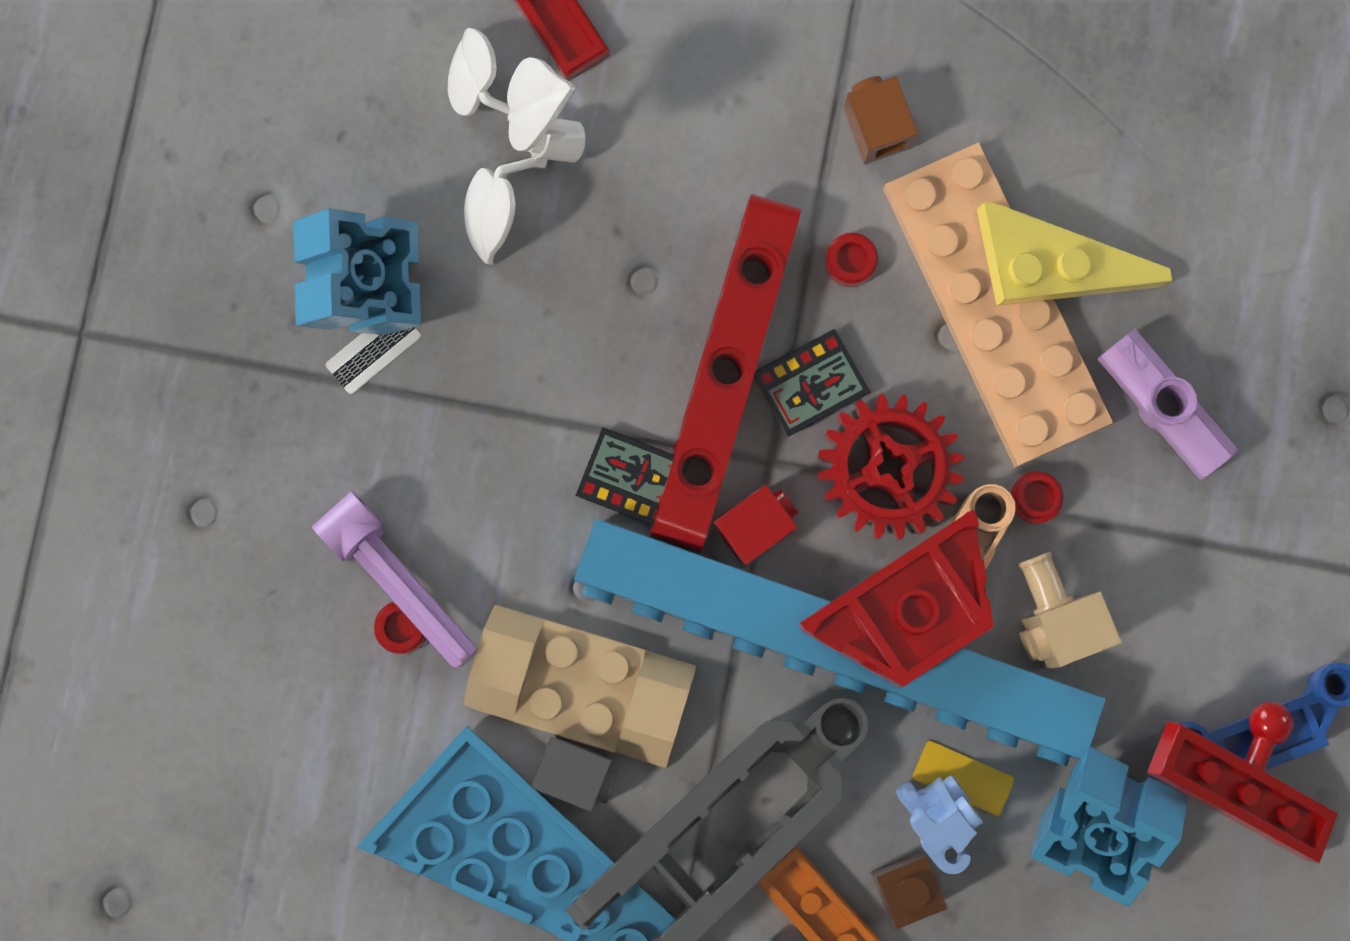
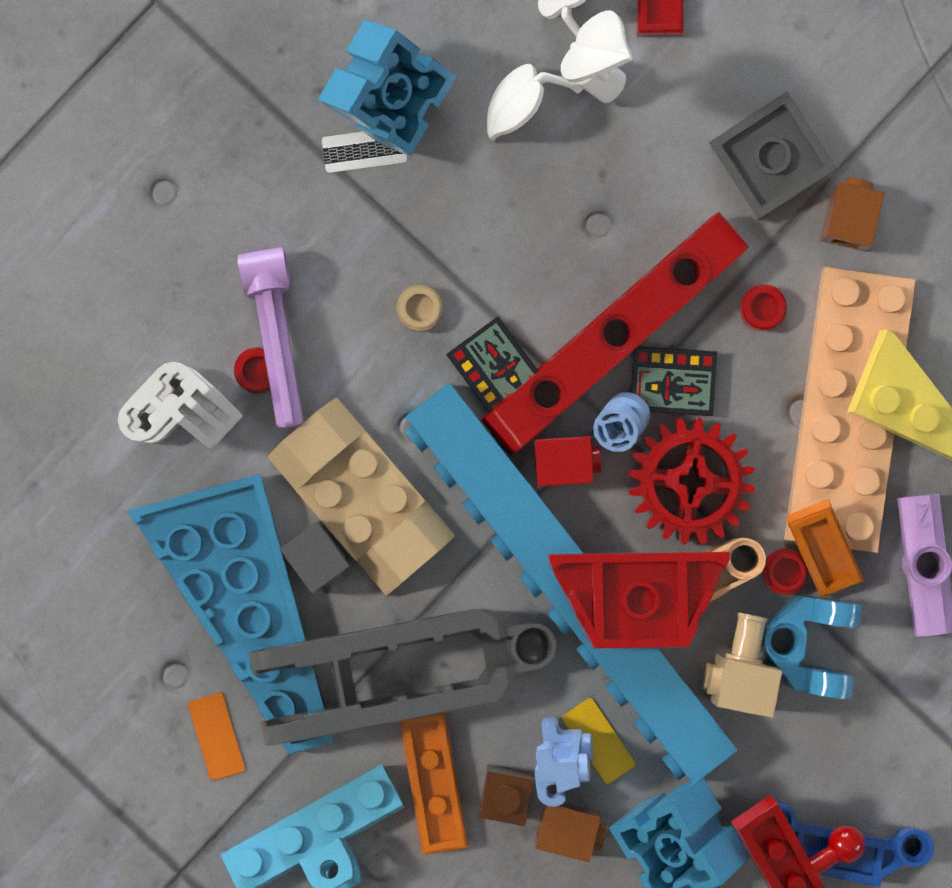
camera: 30 degrees right, 5 degrees up
(363, 700) = (198, 410): none -> white piece
(522, 467) = (419, 308): none -> tan tile
(768, 111) = (773, 155): none -> dark grey plate
(787, 439) = (628, 413): none -> light blue wheel
(994, 885) = (570, 831): none -> dark orange brick
(1060, 449) = (824, 548): none -> orange tile
(1073, 537) = (806, 678): none -> dark azure piece

